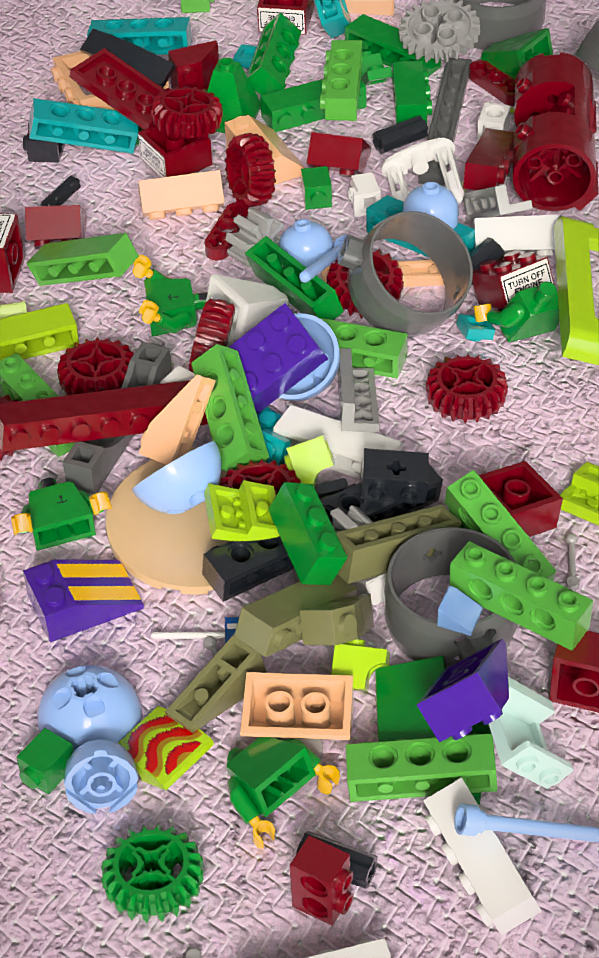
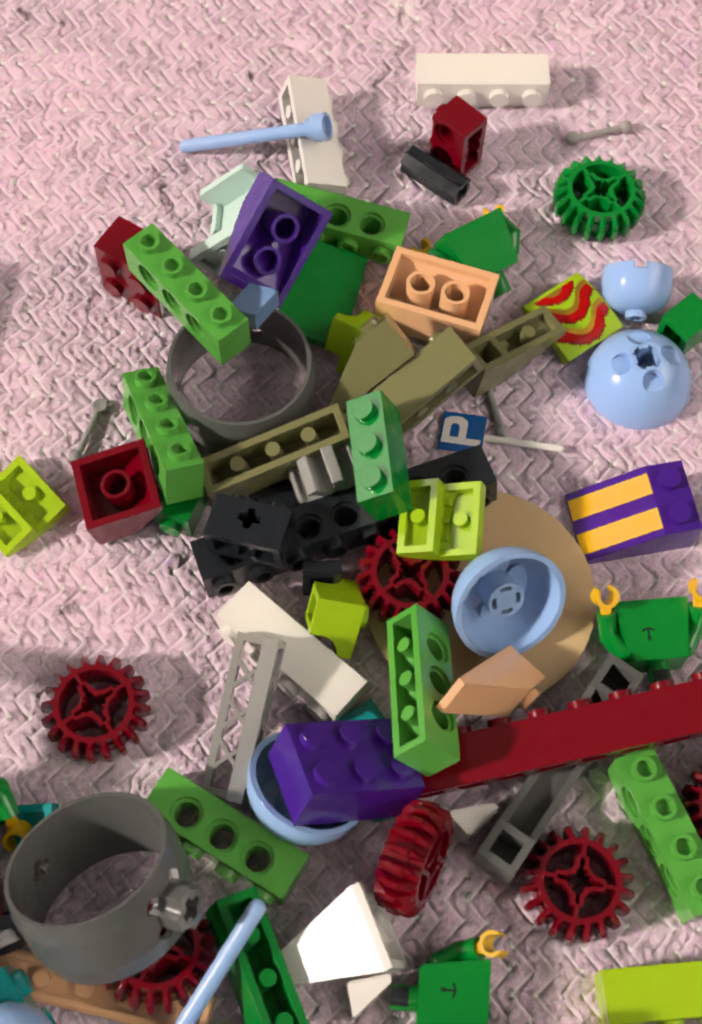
camera: 170 degrees left, 20 degrees up
(276, 446) = (372, 666): teal plate -> none

